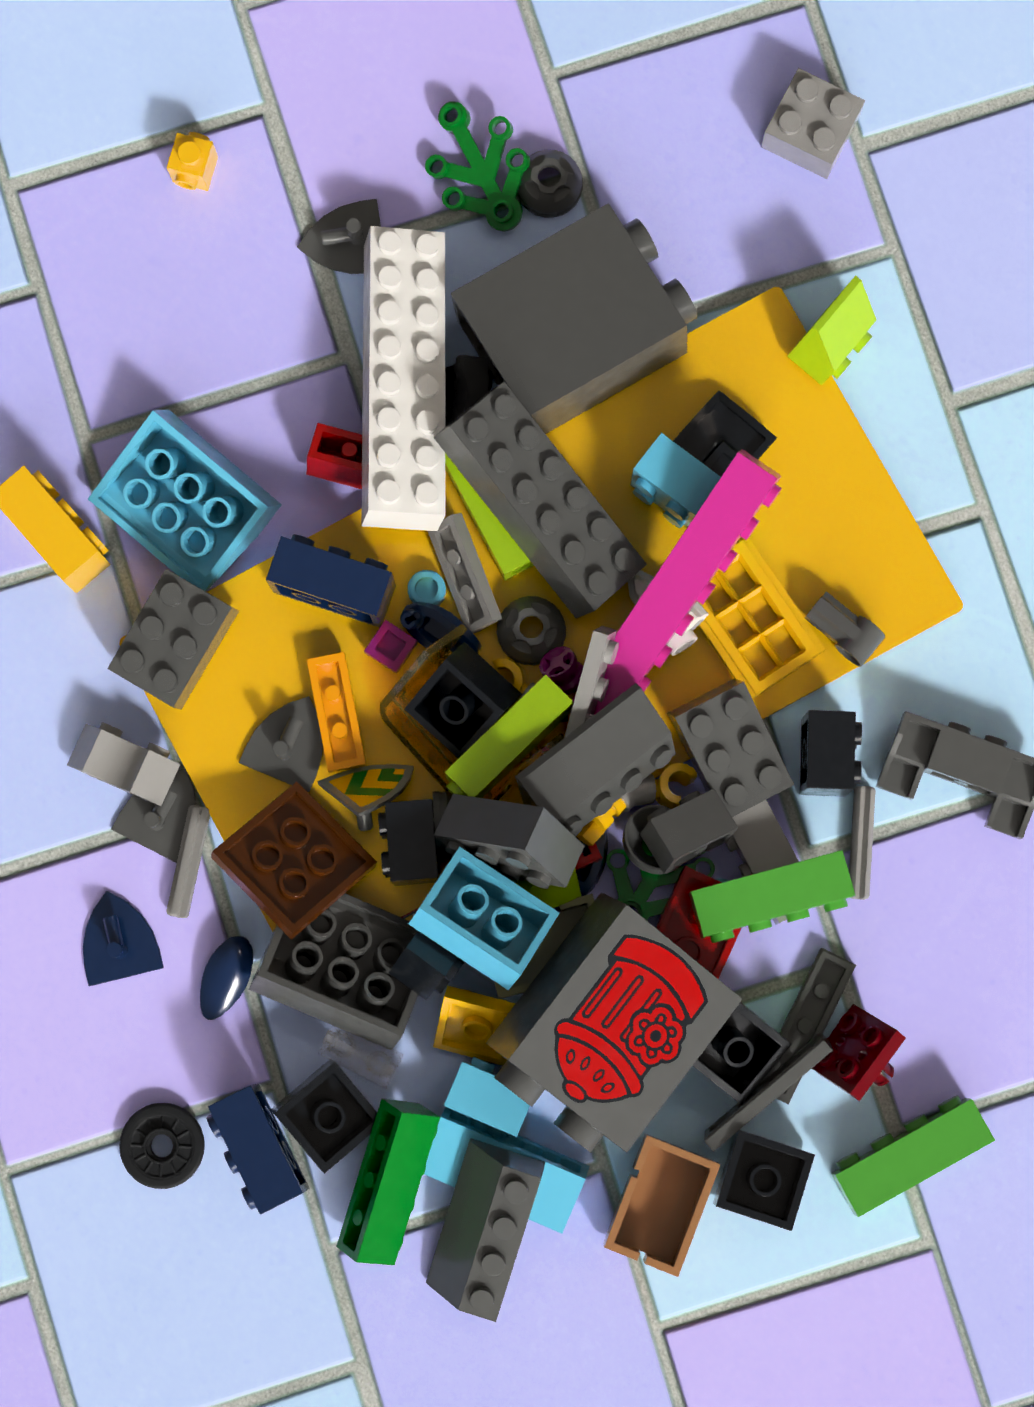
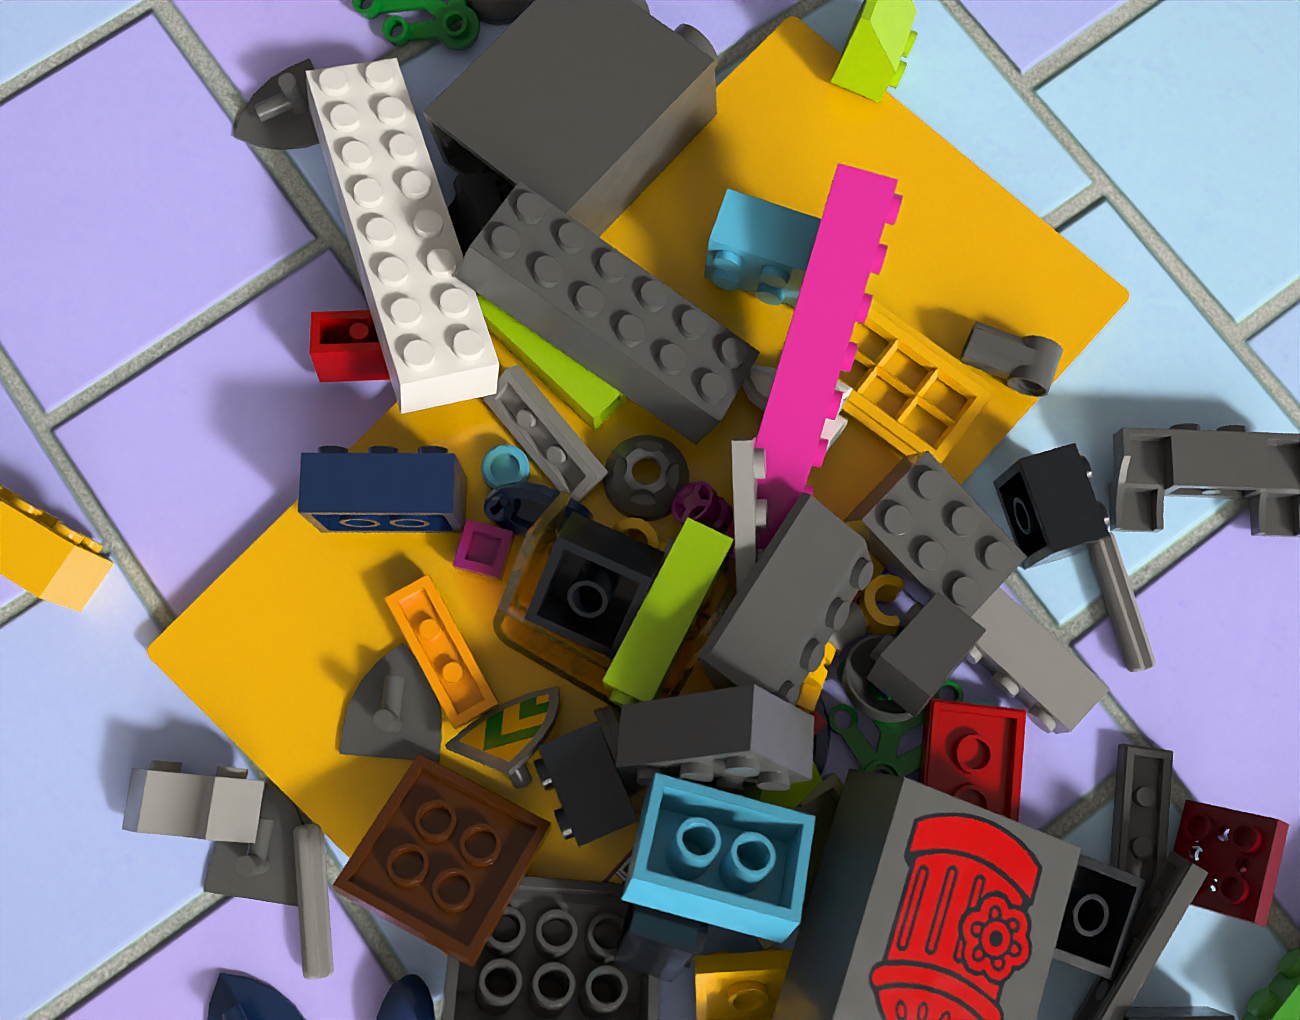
camera: 25 degrees left, 5 degrees down
(173, 639) = (207, 628): dark grey brick -> none
(183, 500) = (176, 457): medium azure slope -> none
(192, 161) = (79, 73): yellow brick -> none
(721, 432) = (793, 178): black plate -> none
(772, 894) = (1057, 700): bright green brick -> none

